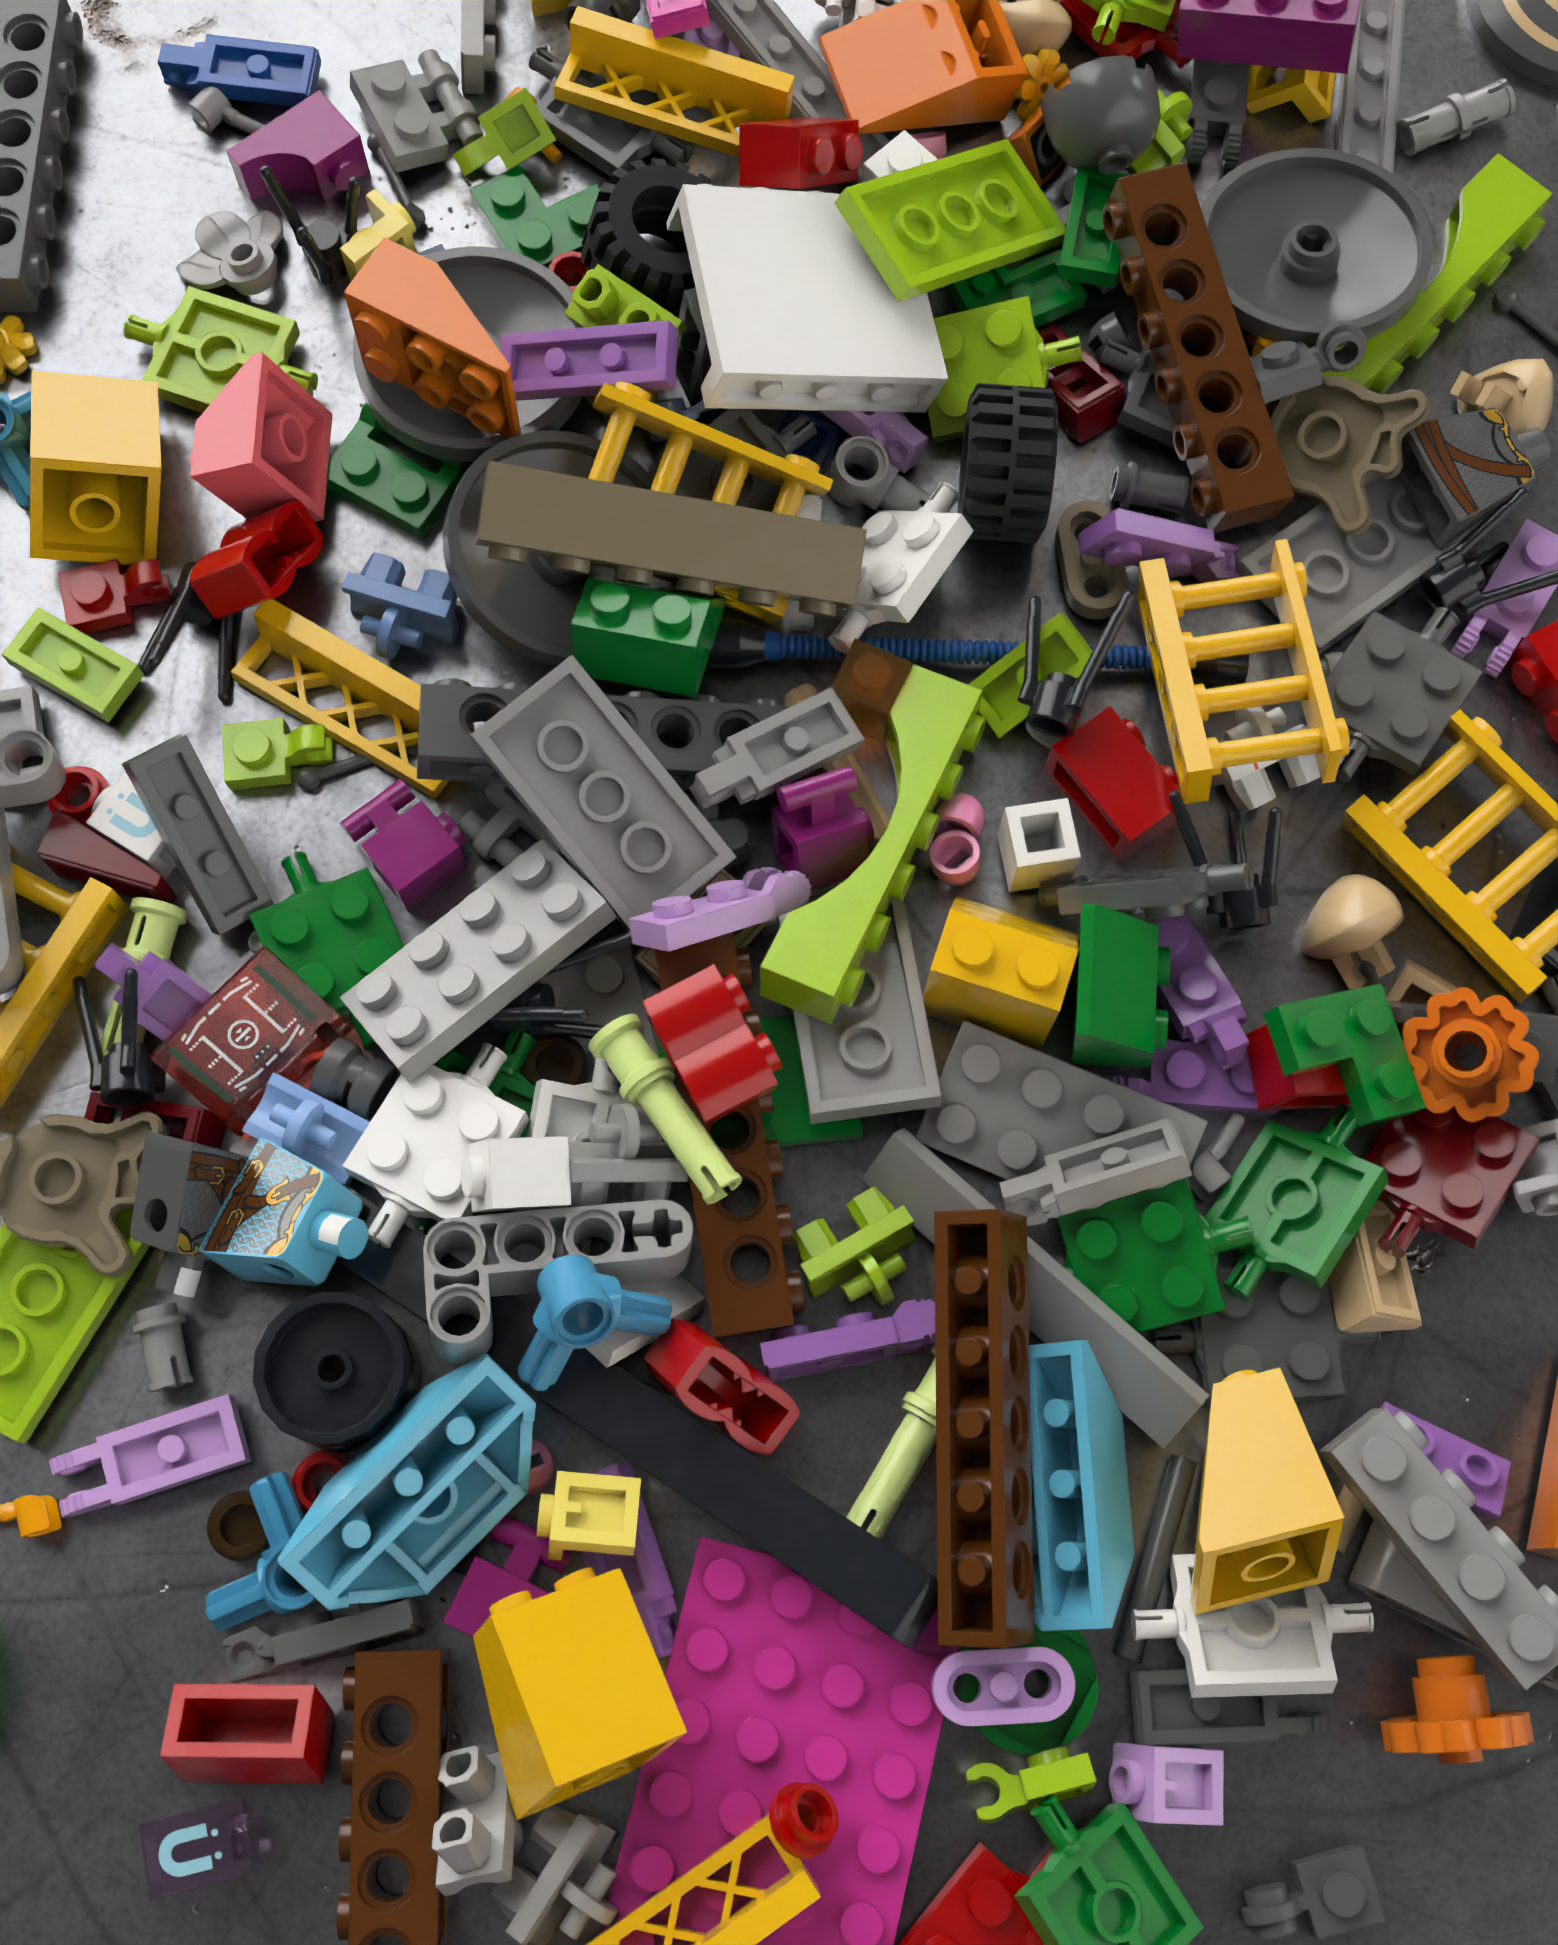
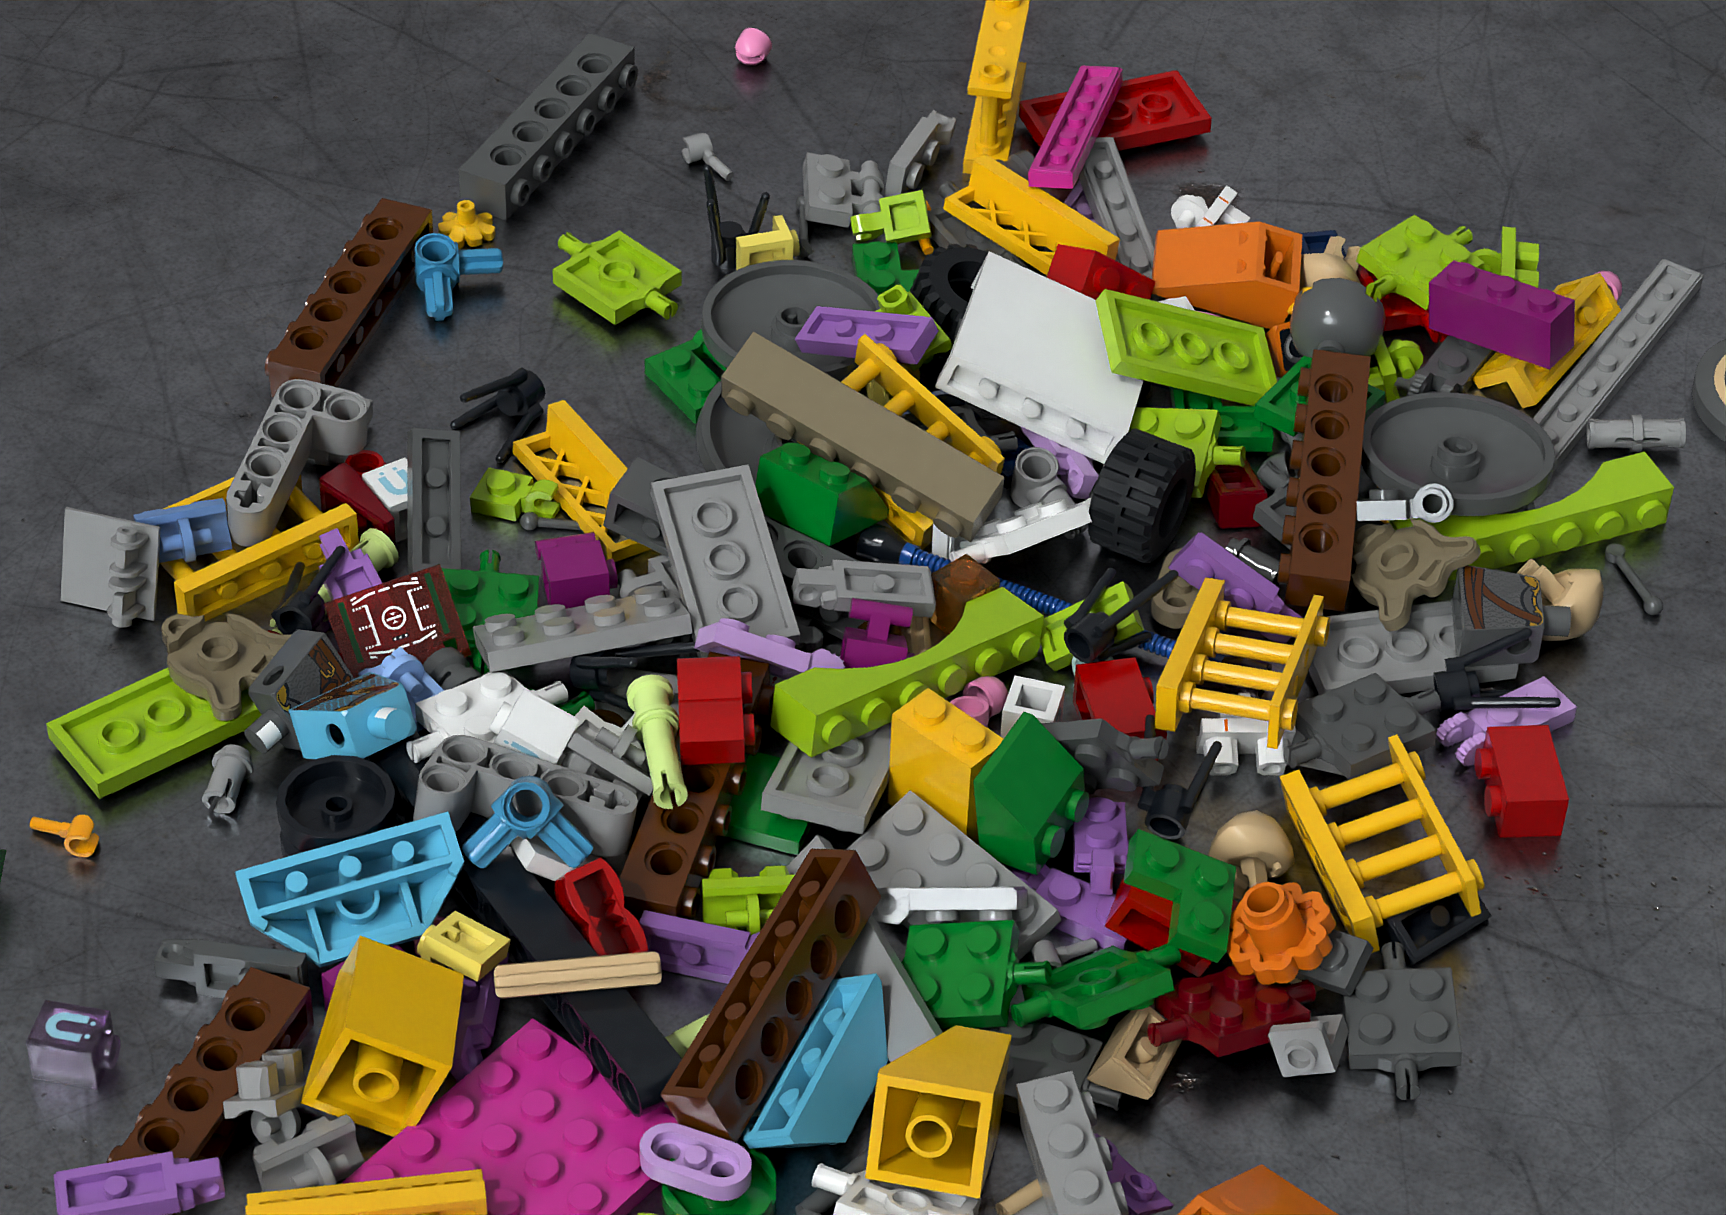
camera: 25 degrees right, 30 degrees down
(73, 664) = (406, 400): lime plate -> none
(94, 468) = (488, 299): yellow slope -> none
(103, 593) = (452, 375): red plate -> none
(157, 1455) = (179, 832): lavender hinge -> none
(234, 252) = (664, 228): light grey plate -> none
(236, 1528) = (216, 898): dark brown tile -> none
(243, 69) = (735, 133): hinge -> none
(247, 1733) = (150, 988): red brick -> none
(256, 559) = (569, 376): red brick -> none
(263, 442) = (614, 320): coral slope -> none
(271, 1584) = (225, 922): dark azure axle -> none
(306, 150) = (741, 184): arch -> none
(397, 613) = (651, 439): medium blue hips -> none
(428, 339) = (757, 279): orange slope -> none
(754, 1513) = (577, 974): none -> tan axle
(803, 1819) = (503, 1174): red plate -> none

